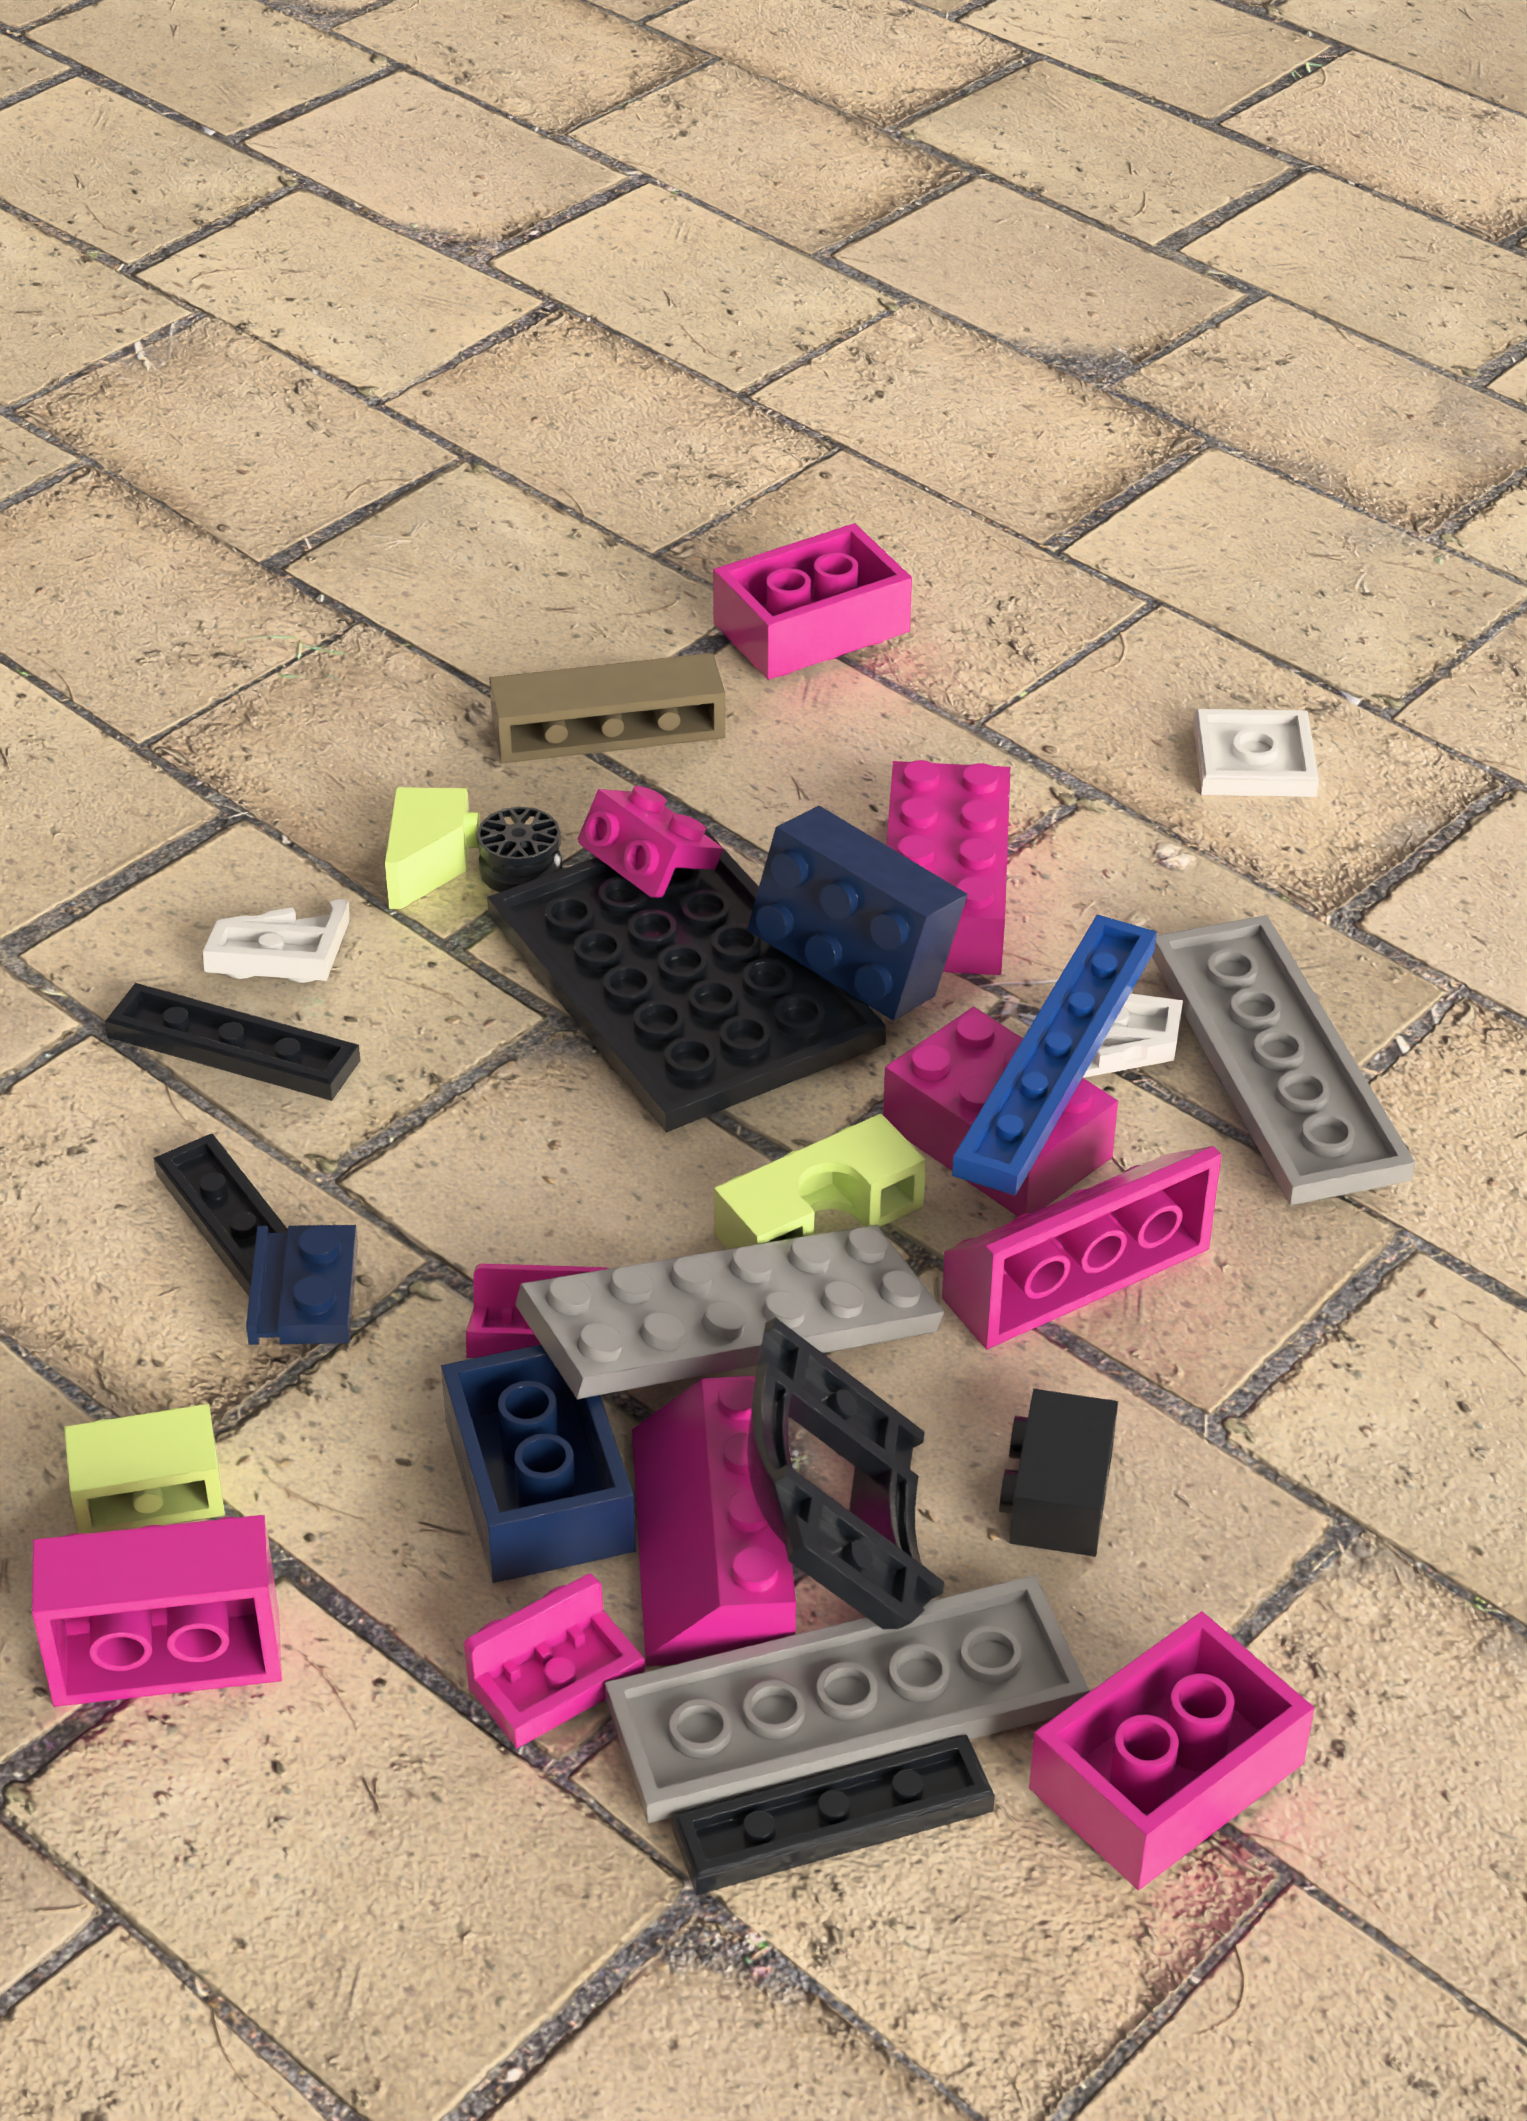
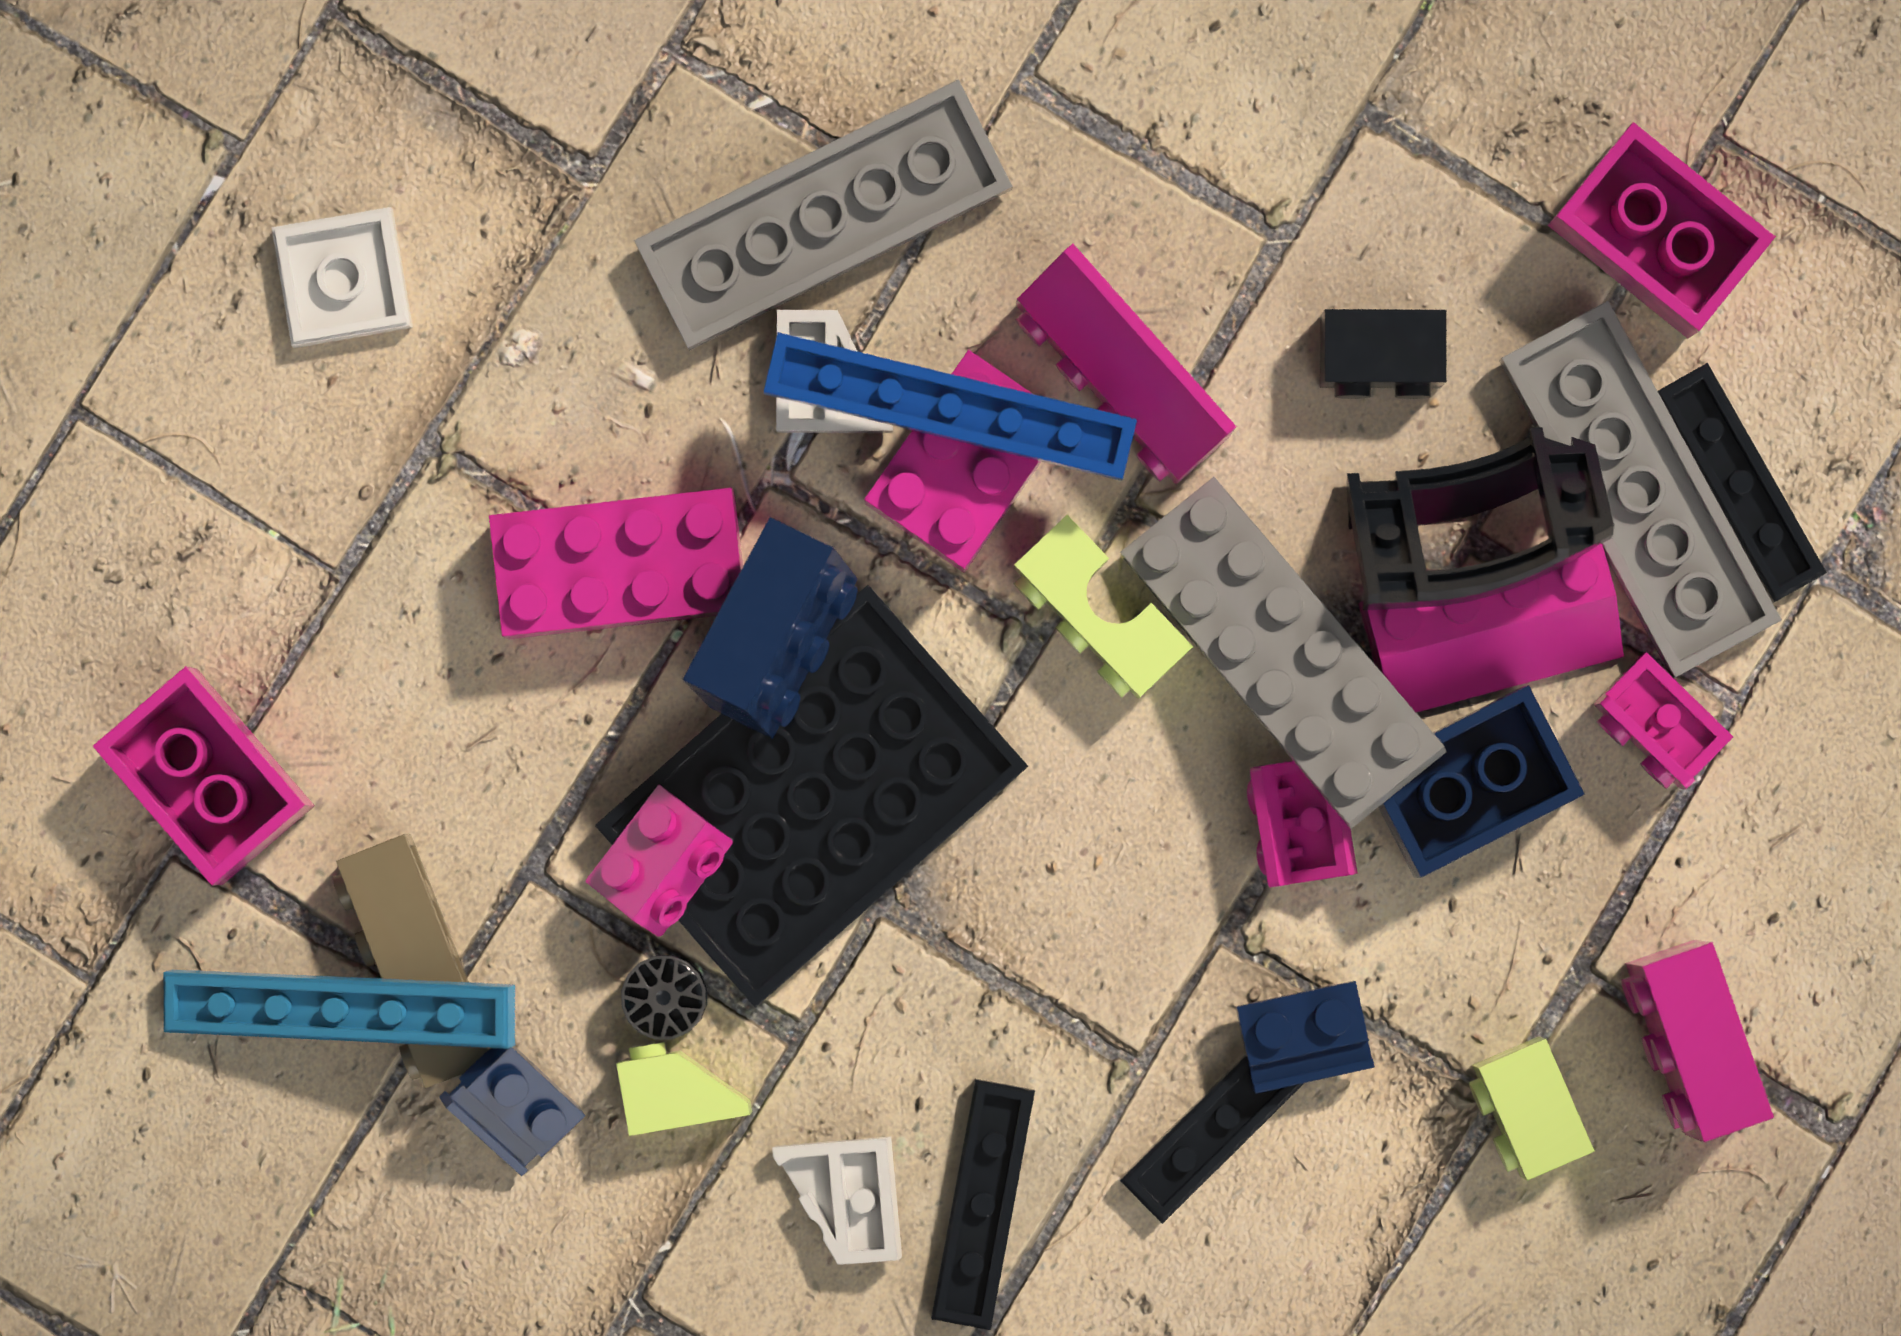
camera: 100 degrees left, 45 degrees up
(453, 733) = (512, 1106): none -> plate
(577, 643) = (339, 1008): none -> dark azure tile

